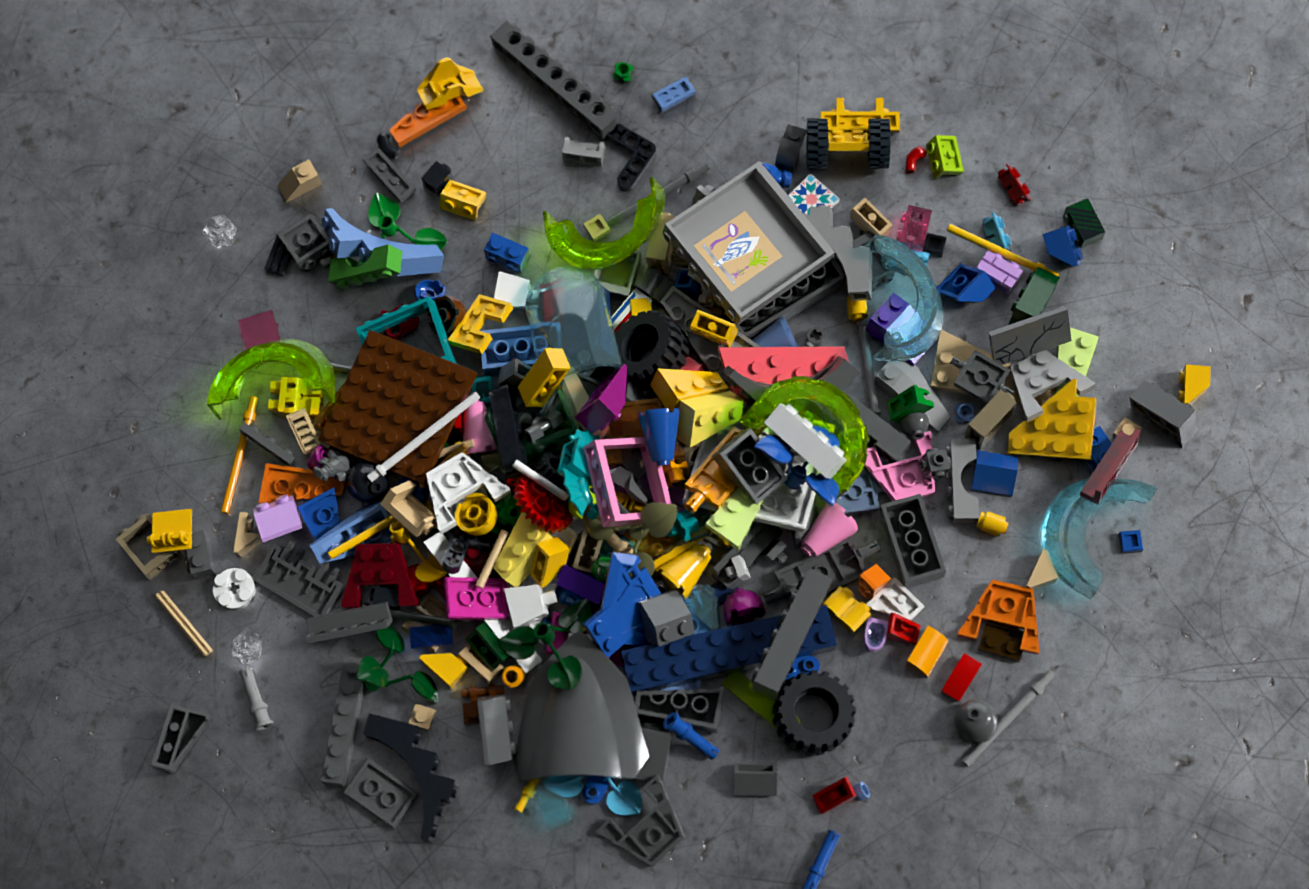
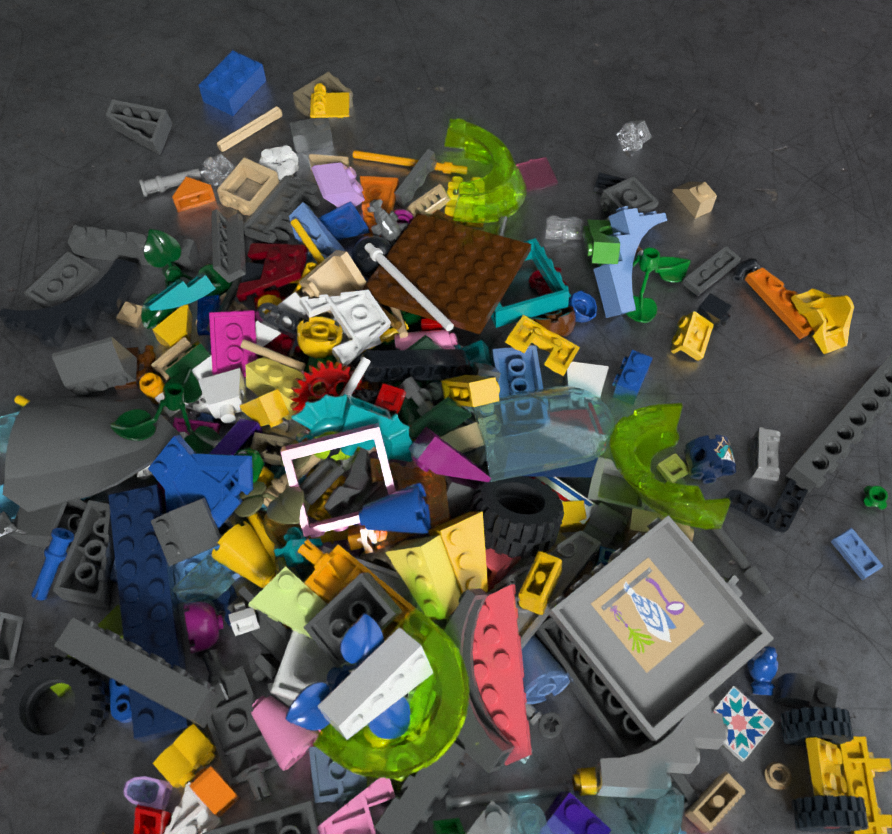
camera: 85 degrees right, 10 degrees down
(119, 645) = (232, 83): none -> blue brick
(252, 604) = (255, 172): none -> tan window
(274, 671) = (192, 194): none -> orange slope
(337, 305) = (564, 228): none -> clear hips
(413, 659) = (180, 293): none -> teal slope
(549, 445) = (390, 398): none -> red tile
(592, 195) = (709, 458): none -> dark blue brick
(849, 171) = (783, 770): none -> tan plate

